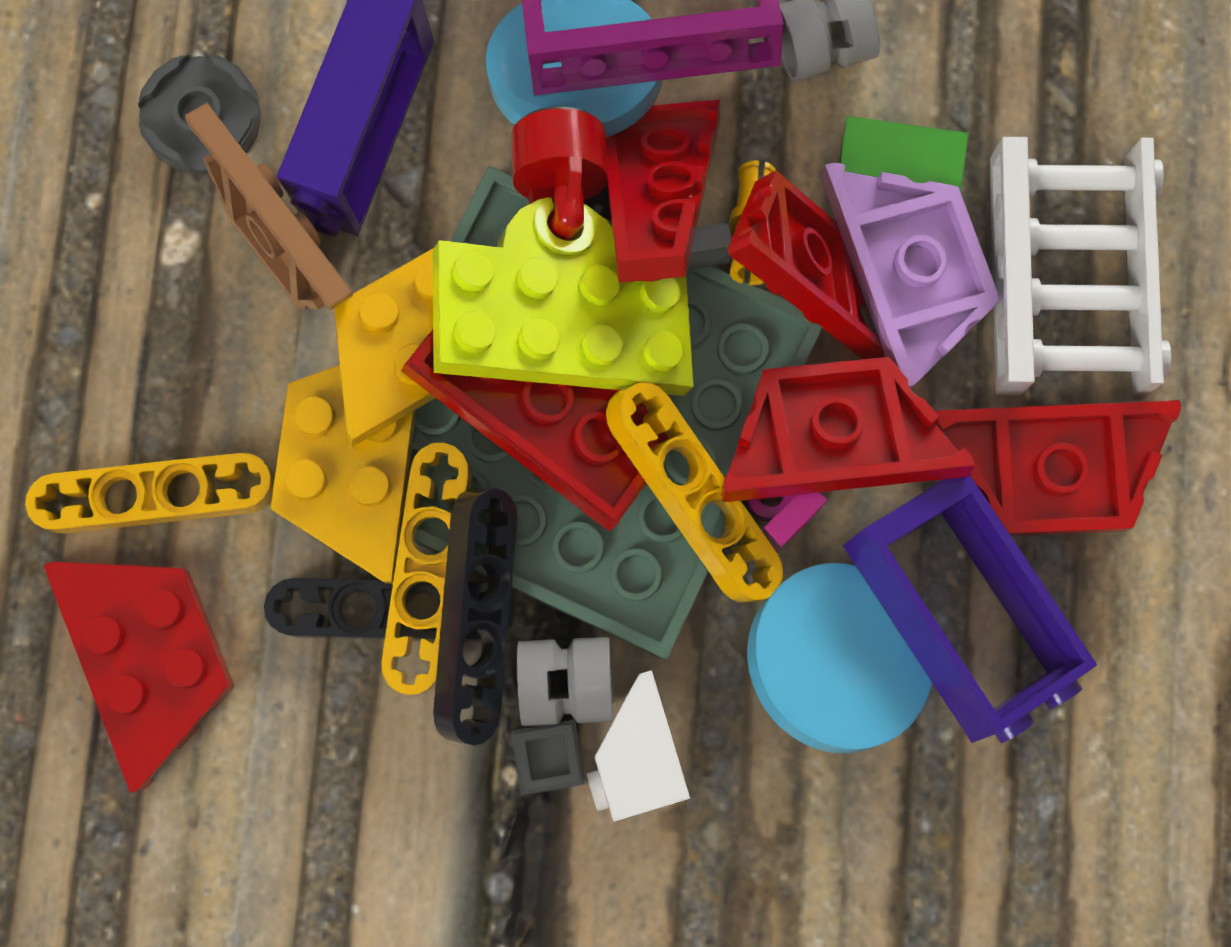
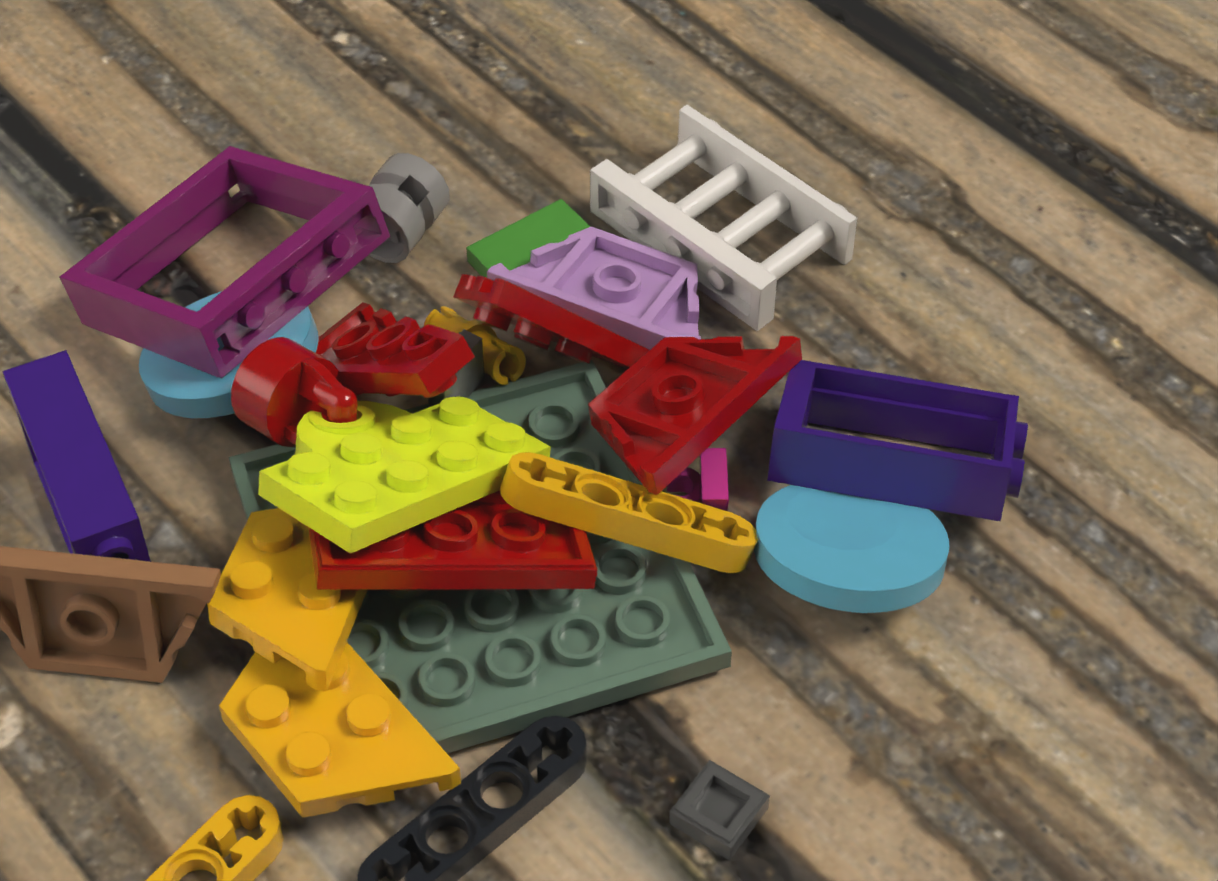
camera: 50 degrees left, 30 degrees down
(416, 567) = (485, 735): yellow beam -> none
(464, 614) = (557, 734): black beam -> none
(588, 681) = (678, 725): light grey wheel -> none
(638, 757) = (787, 732): white slope -> none
(1063, 463) = (857, 314): red wing -> none

